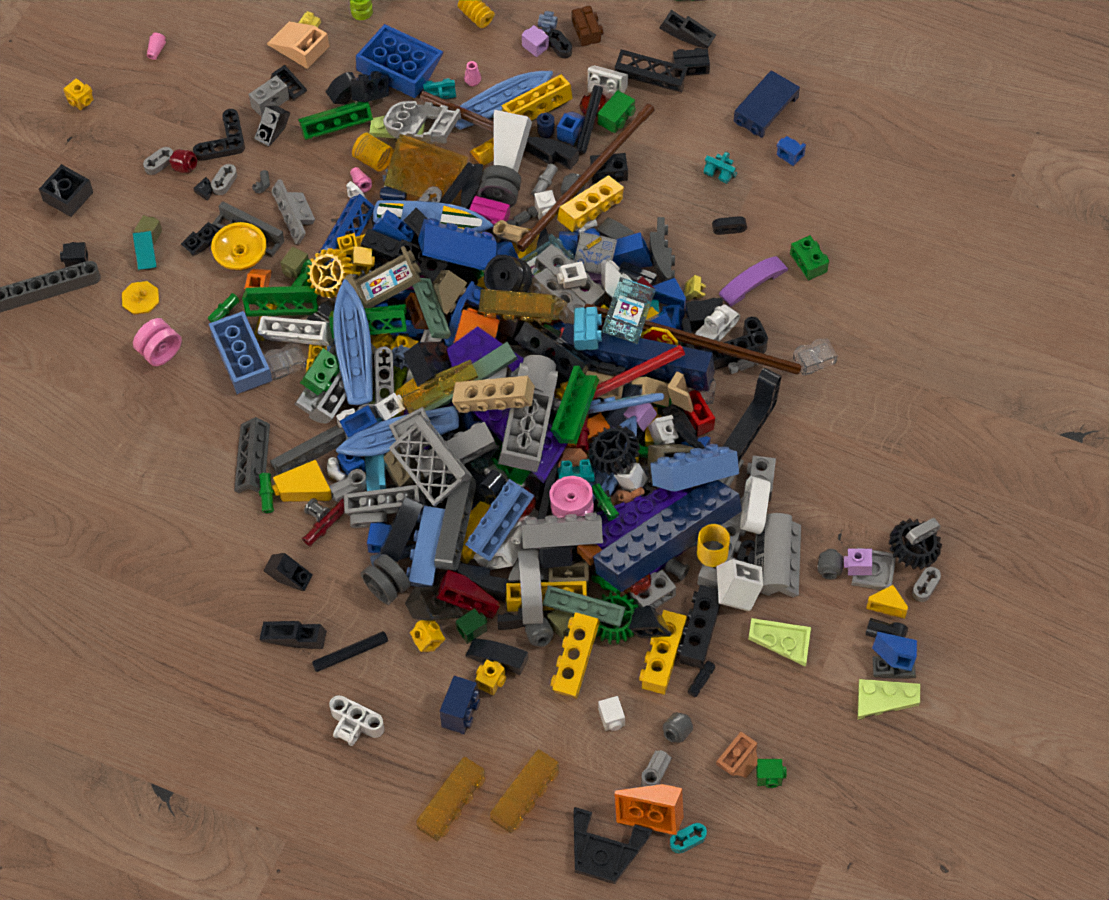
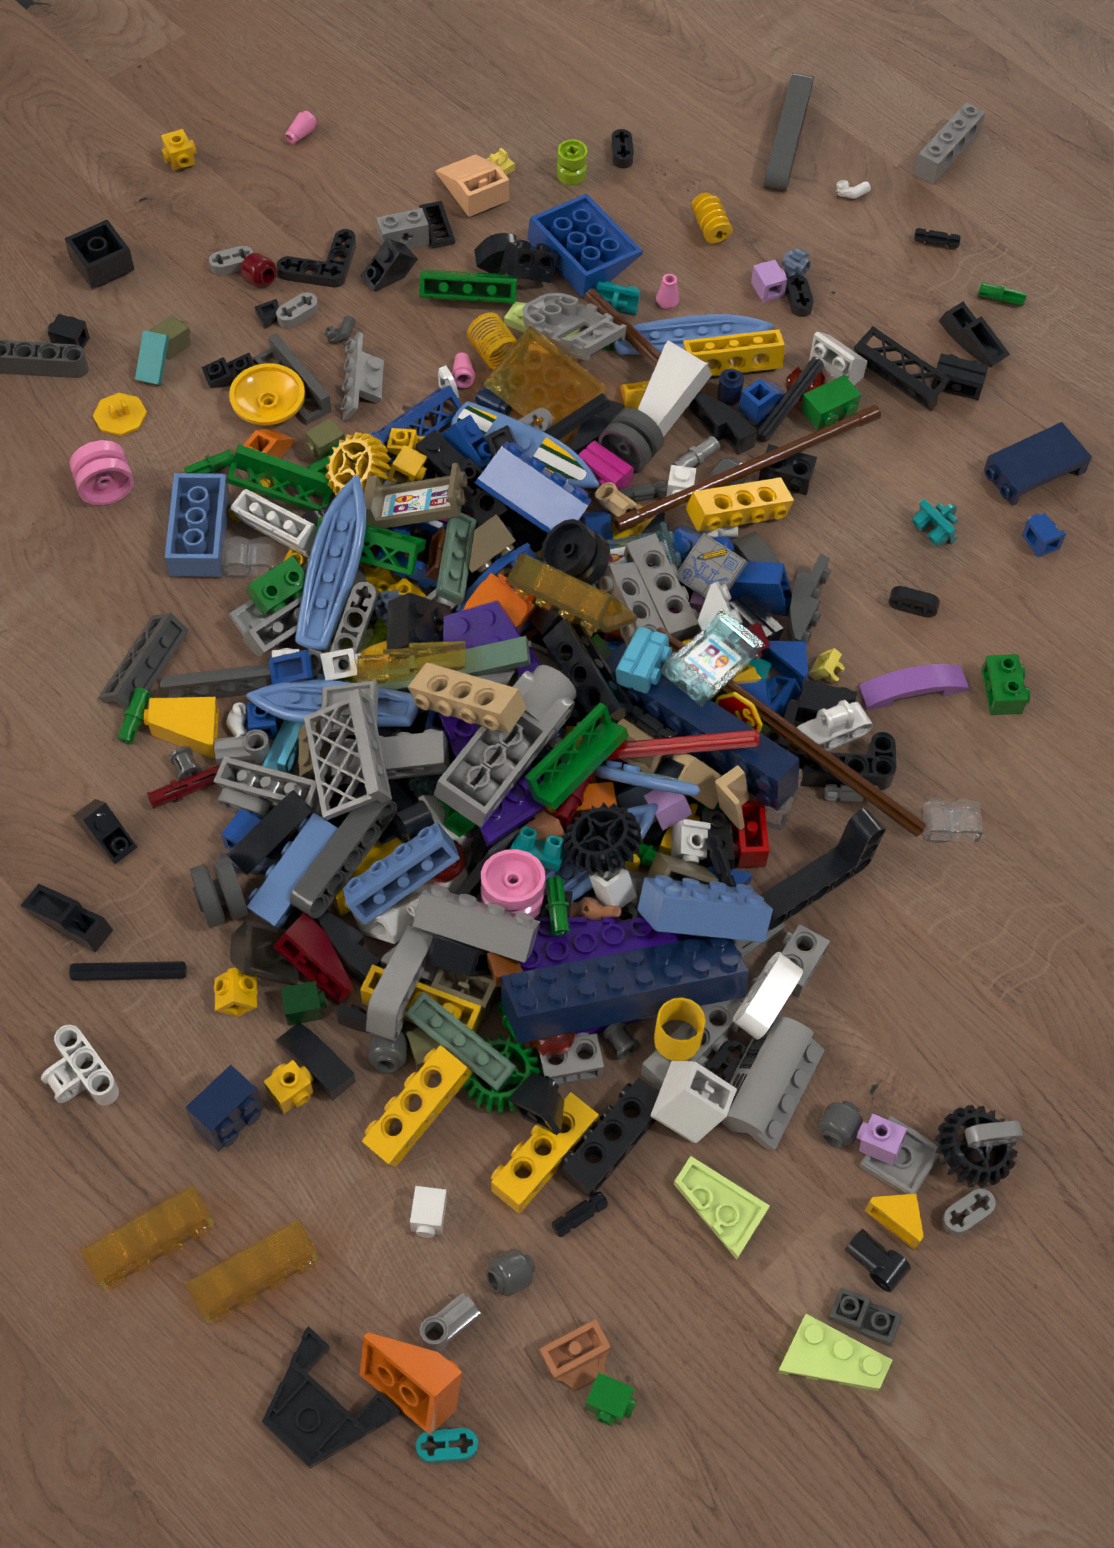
camera: 20 degrees right, 0 degrees up
(573, 270) = (661, 583): white brick -> none
(586, 25) = (844, 285): reddish brown brick -> none
(896, 650) = (876, 1296): blue slope -> none

